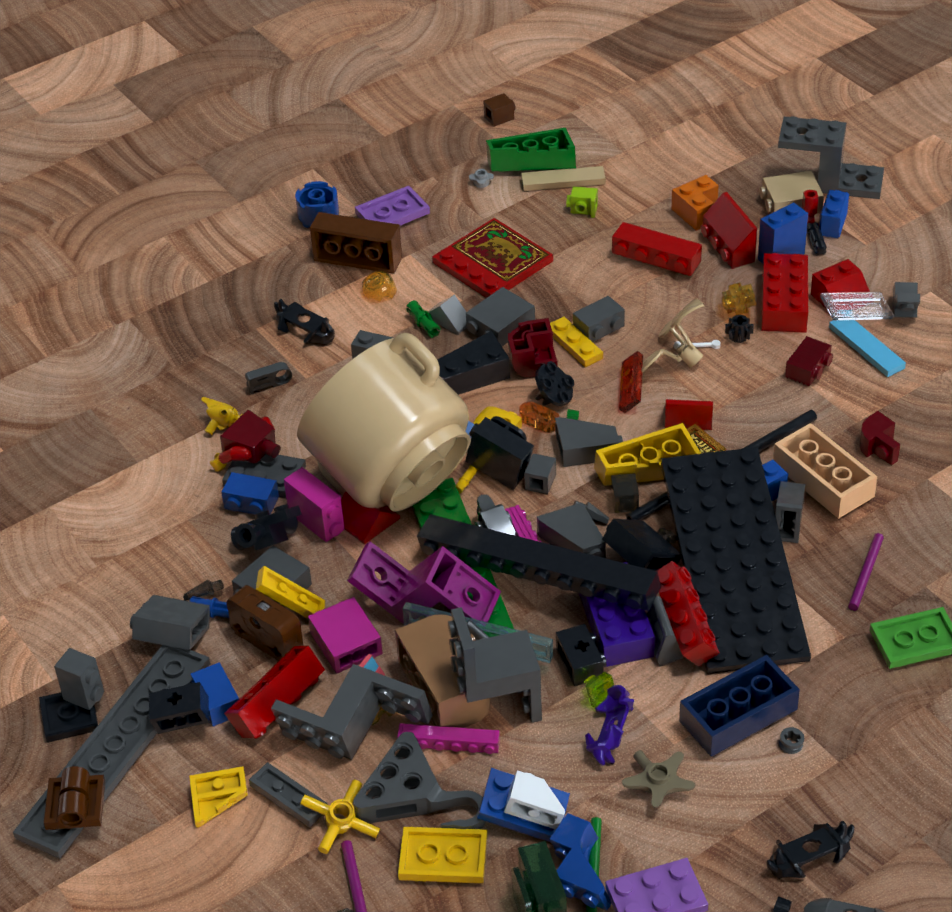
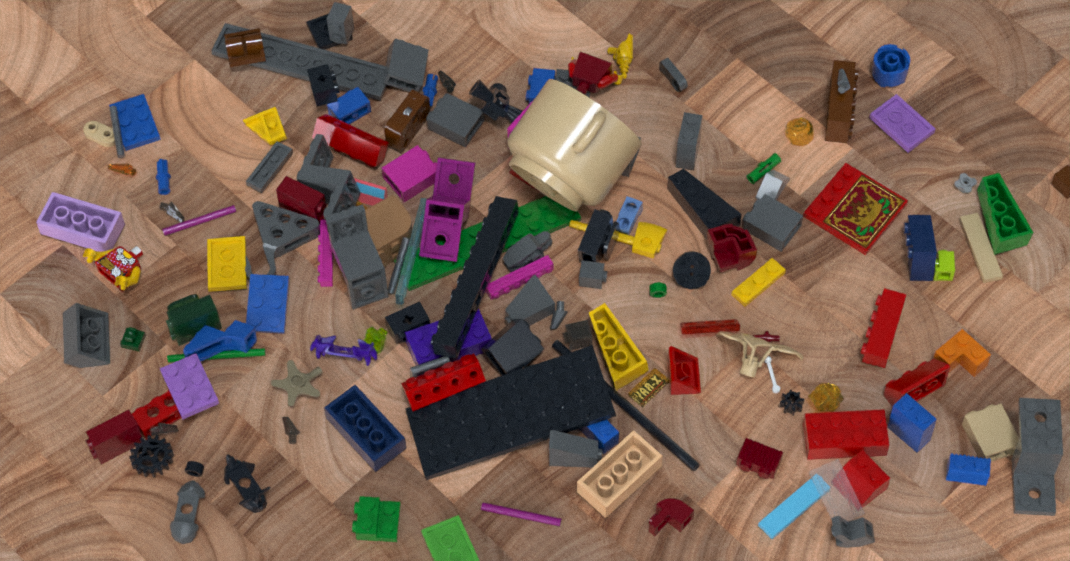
camera: 80 degrees right, 15 degrees up
(288, 593) = (433, 129): yellow plate -> none
(318, 327) = (736, 97): black piece -> none
(336, 825) = (245, 194): yellow bar -> none
(347, 219) = (843, 82): none -> dark grey bar
(366, 745) = (301, 199): none -> dark red brick
(533, 801) = (259, 302): white slope -> none
(538, 416) = (657, 265): clear orange beam -> none
(558, 211) = (920, 247): none -> dark blue wedge
(581, 439) = (631, 301): dark grey slope -> none
(599, 318) = (783, 295): dark grey brick -> none
(649, 343) = (767, 337): none -> dark red helmet
(724, 797) = (290, 429): none -> clear smoke bar
(787, 745) = (341, 464): dark grey bush -> none
(810, 204) = (966, 444): red bar -> none
(816, 238) = (934, 459): black axle -> none
(869, 711) = (376, 519): none -> green plate

